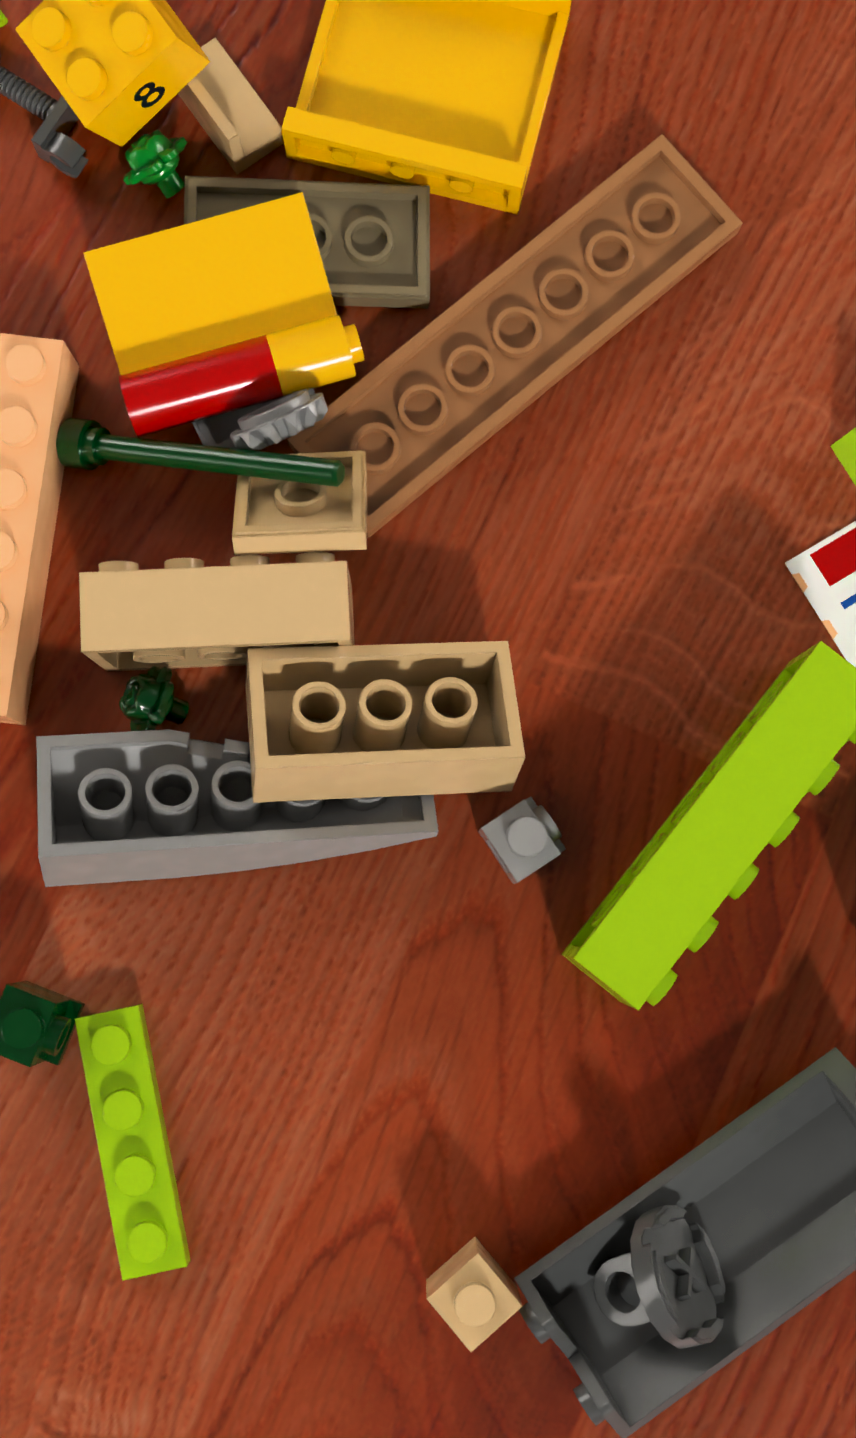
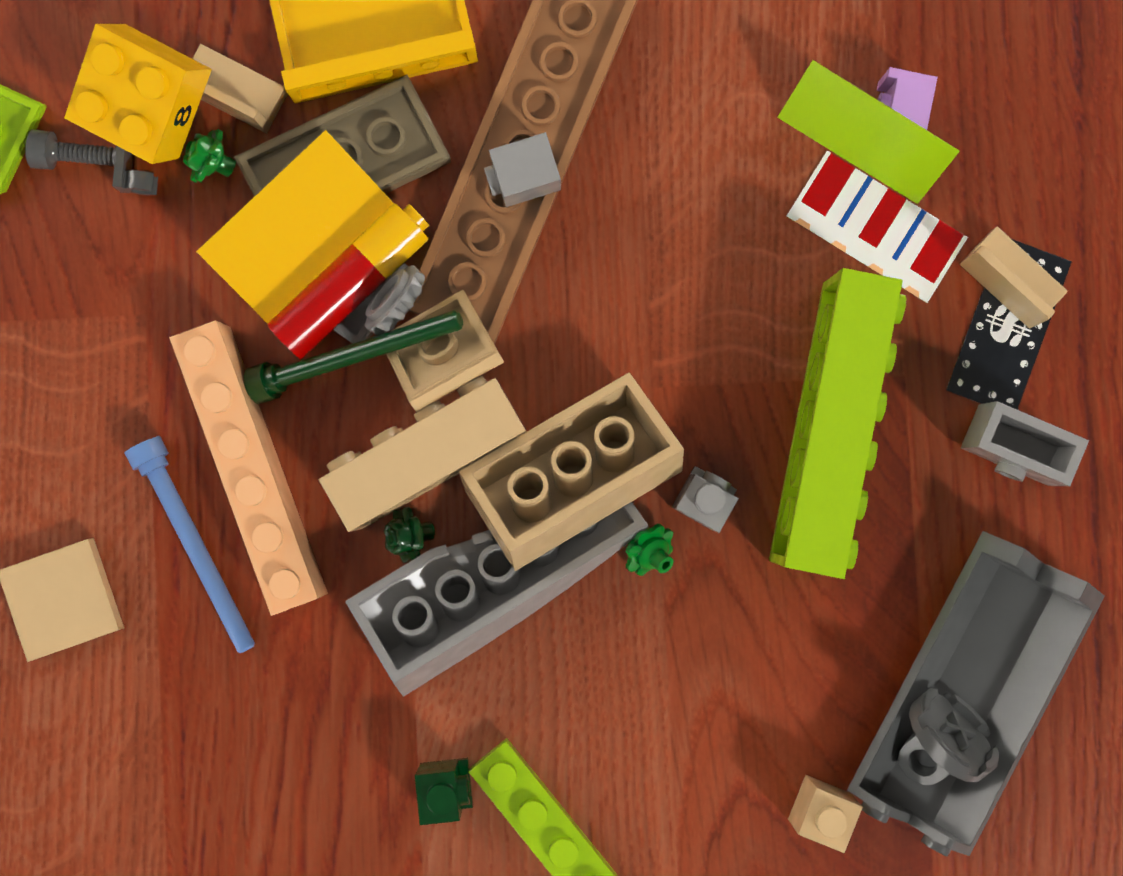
camera: 25 degrees left, 5 degrees up
(426, 866) = (650, 551): none -> green plant
(504, 350) = (523, 170): none -> light grey brick

